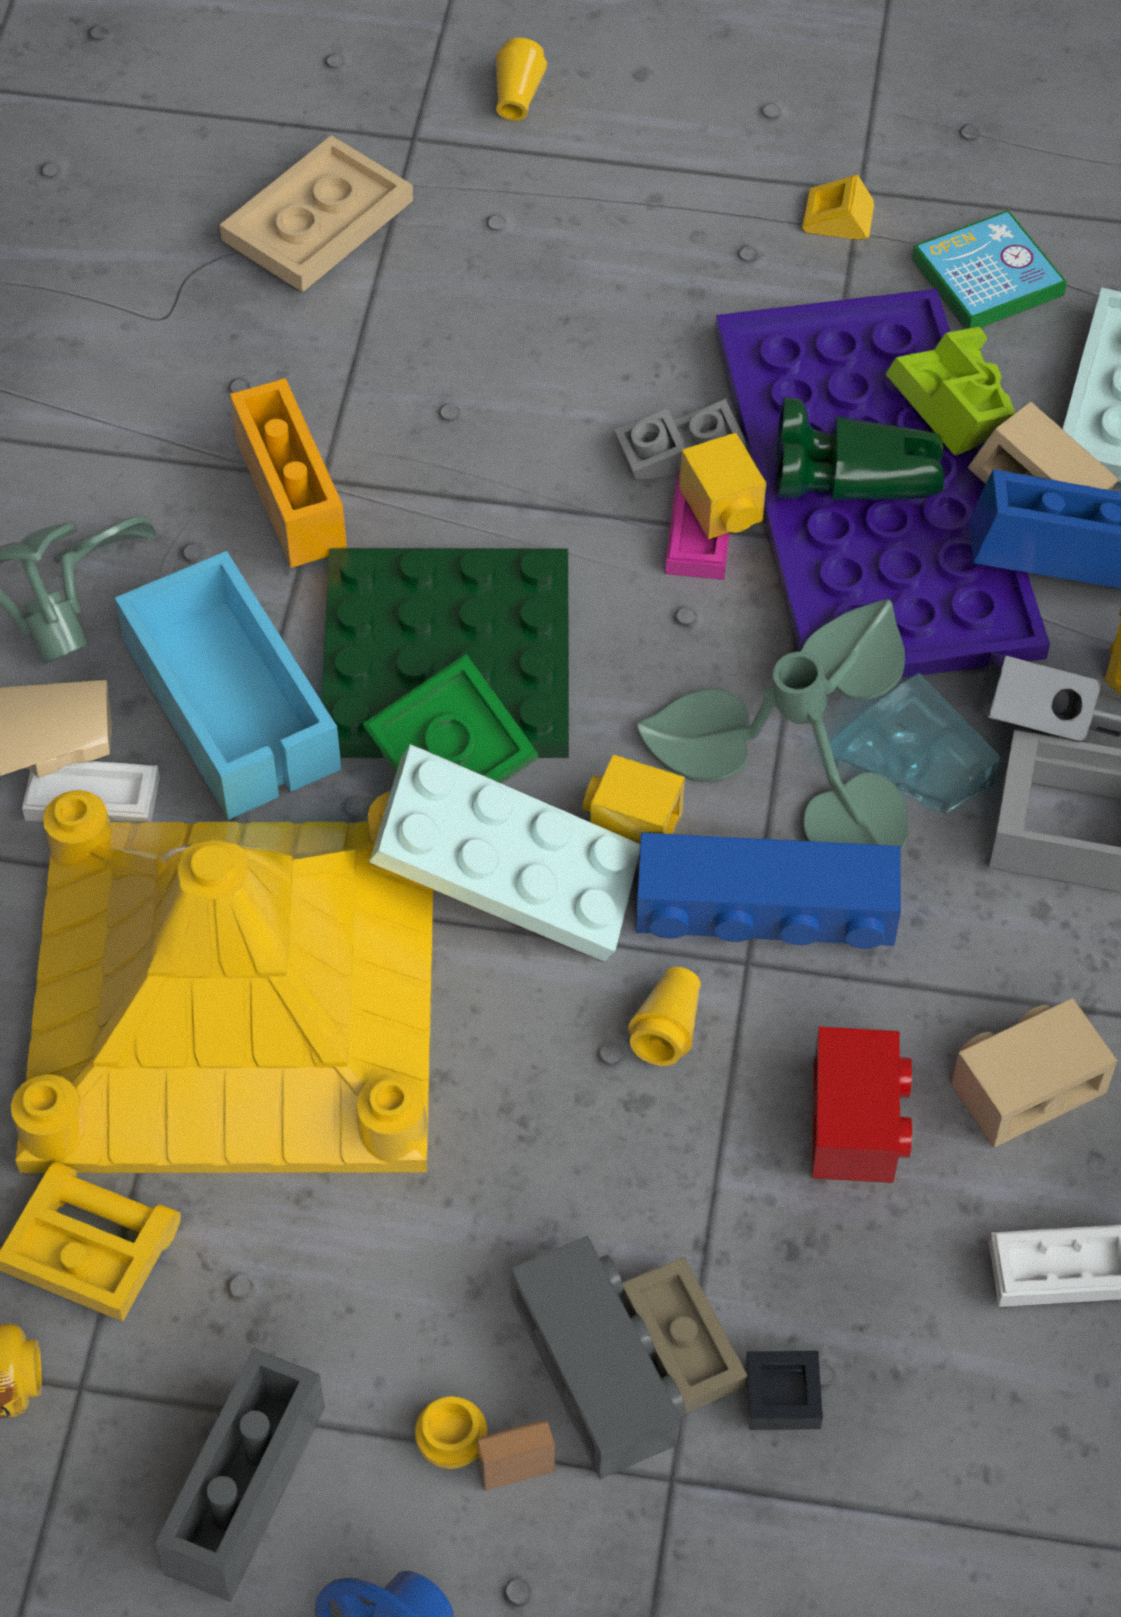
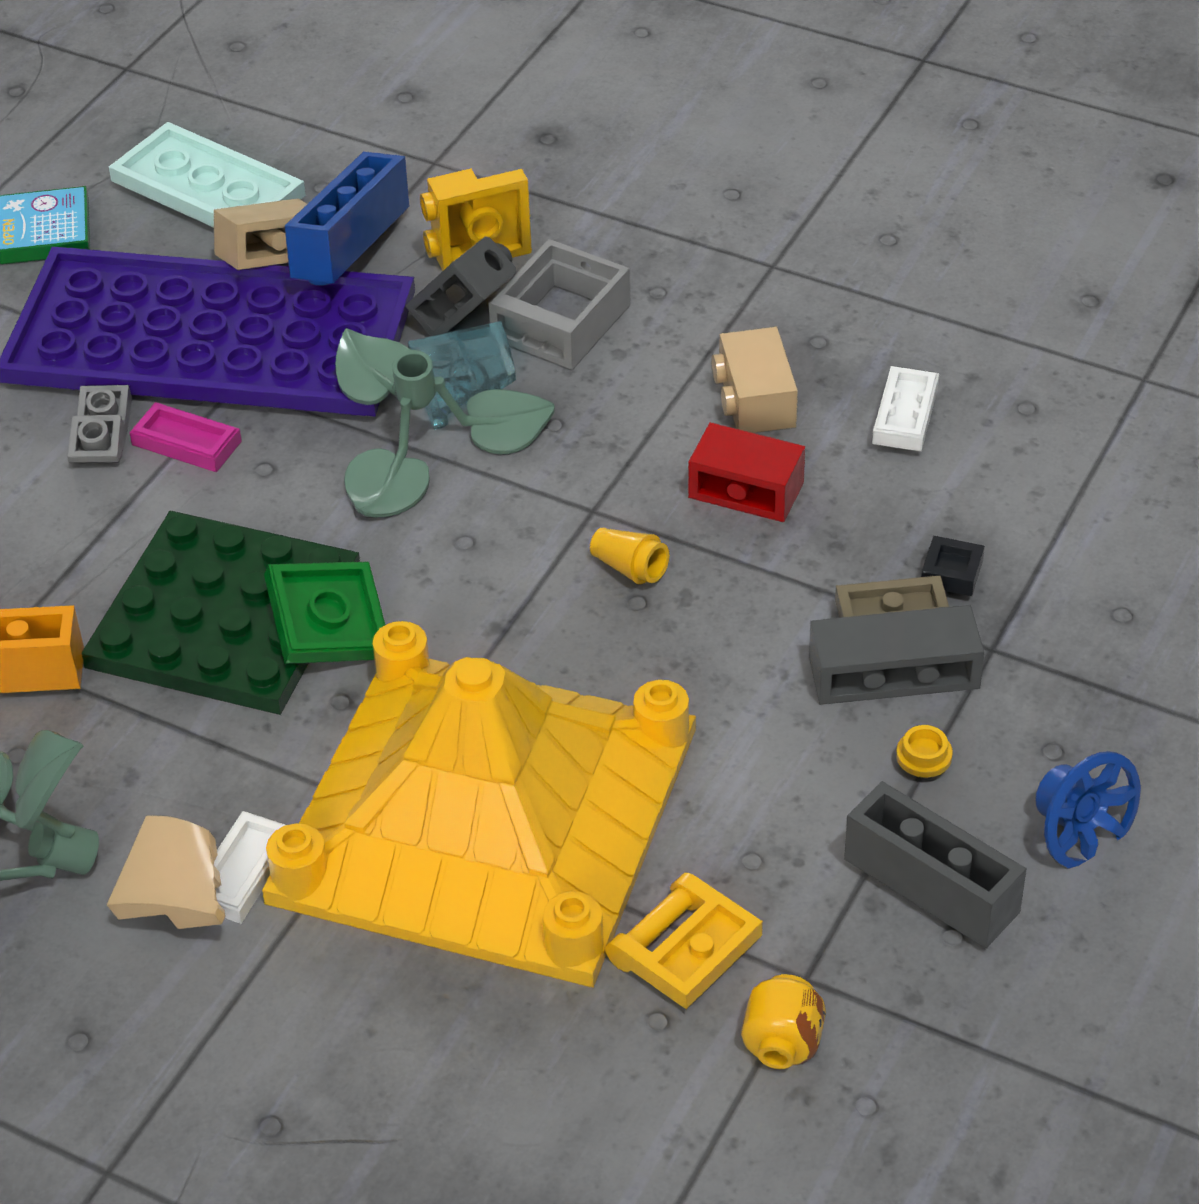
camera: 70 degrees left, 10 degrees down
(228, 684) = (196, 733): medium azure piece -> none
(506, 853) = (458, 593): light aqua plate -> none
(516, 1454) = (959, 713): medium nougat tile -> none
(635, 799) = (440, 525): yellow brick -> none
(722, 485) = (178, 397): yellow brick -> none
(769, 890) = (548, 474): blue brick -> none
(855, 459) = (194, 322): dark green piece -> none
(954, 389) = (165, 255): lime slope -> none

